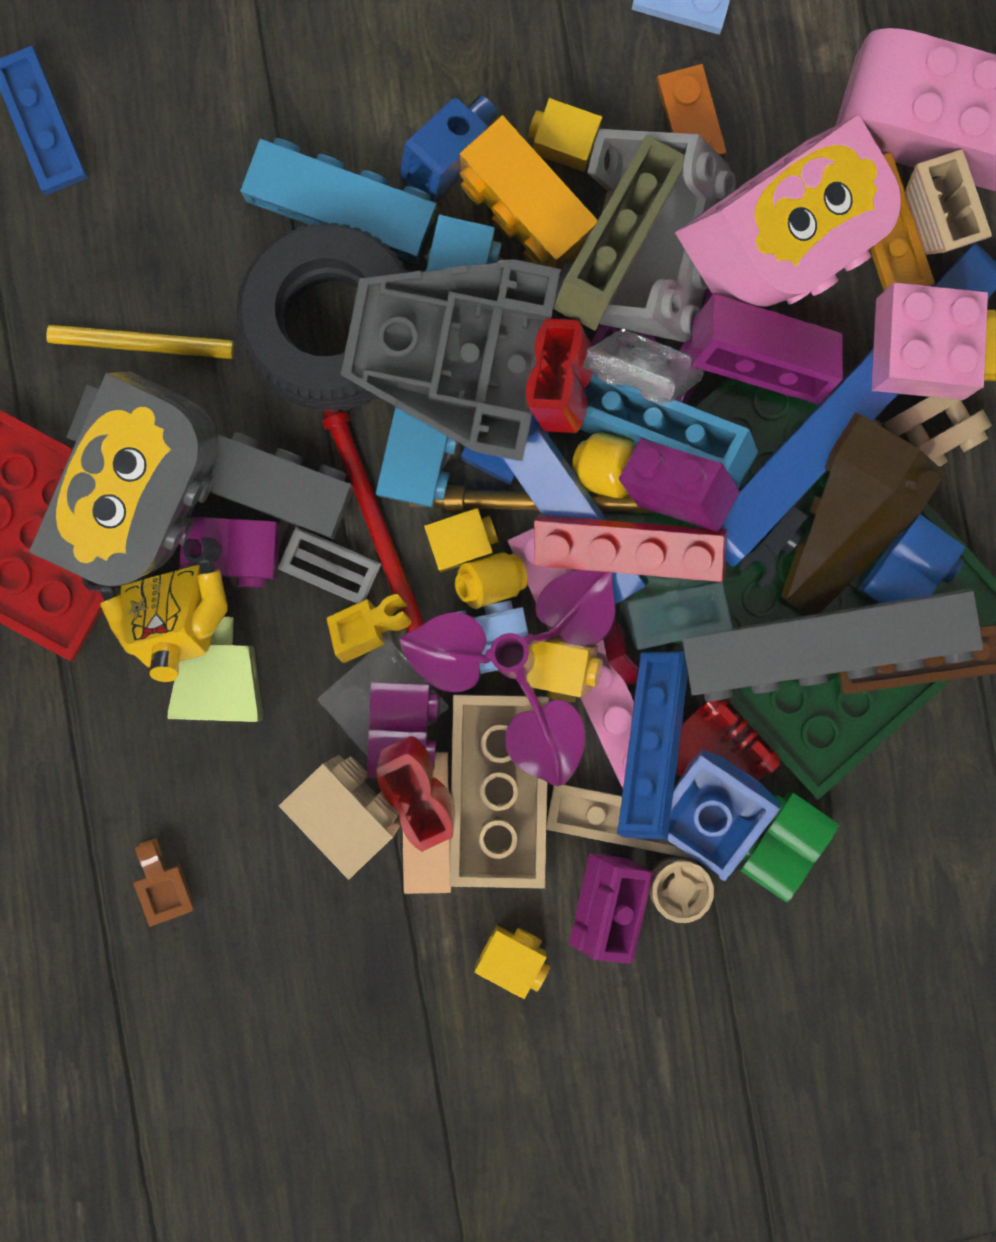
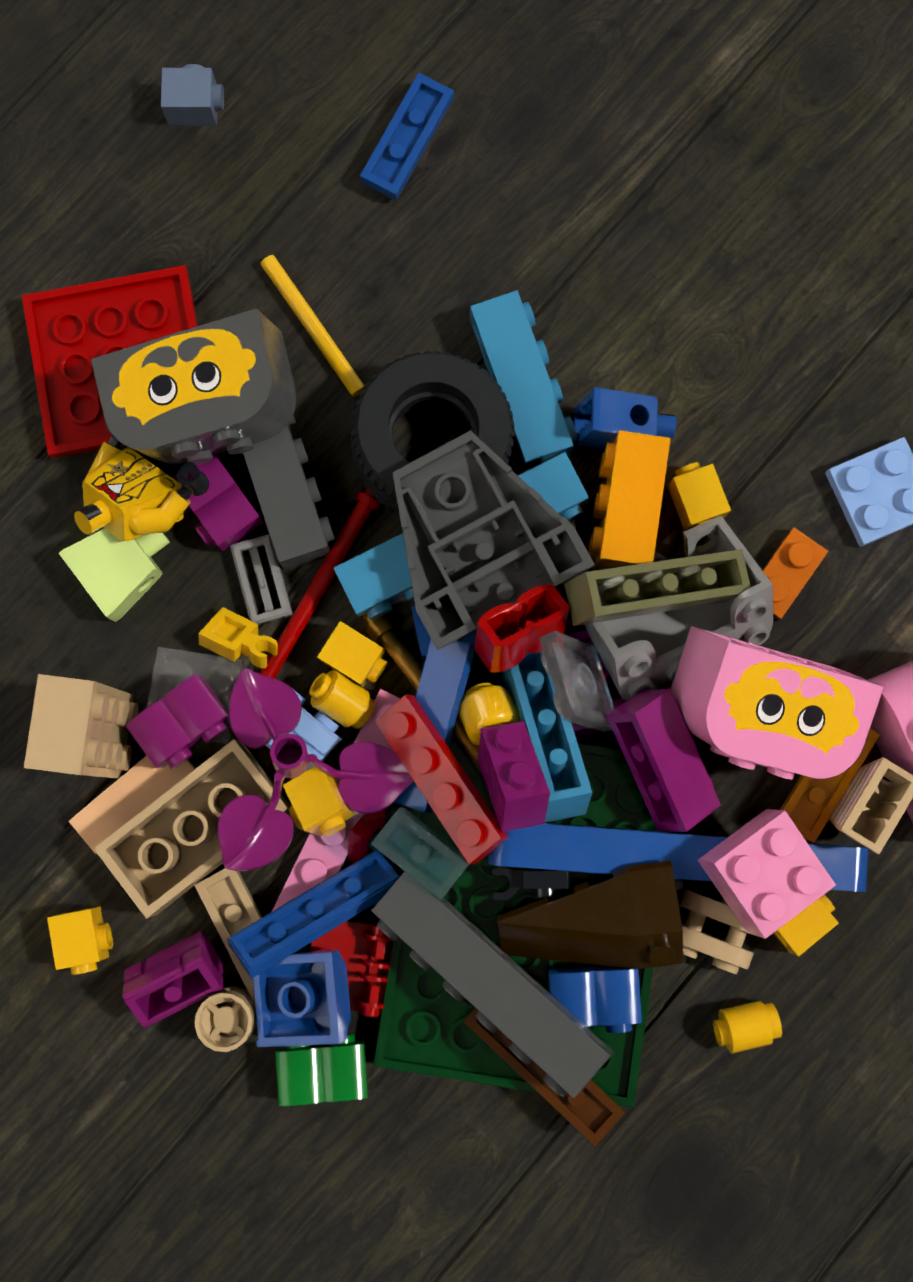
camera: 50 degrees right, 5 degrees down
(422, 800) = (137, 767): red brick -> none

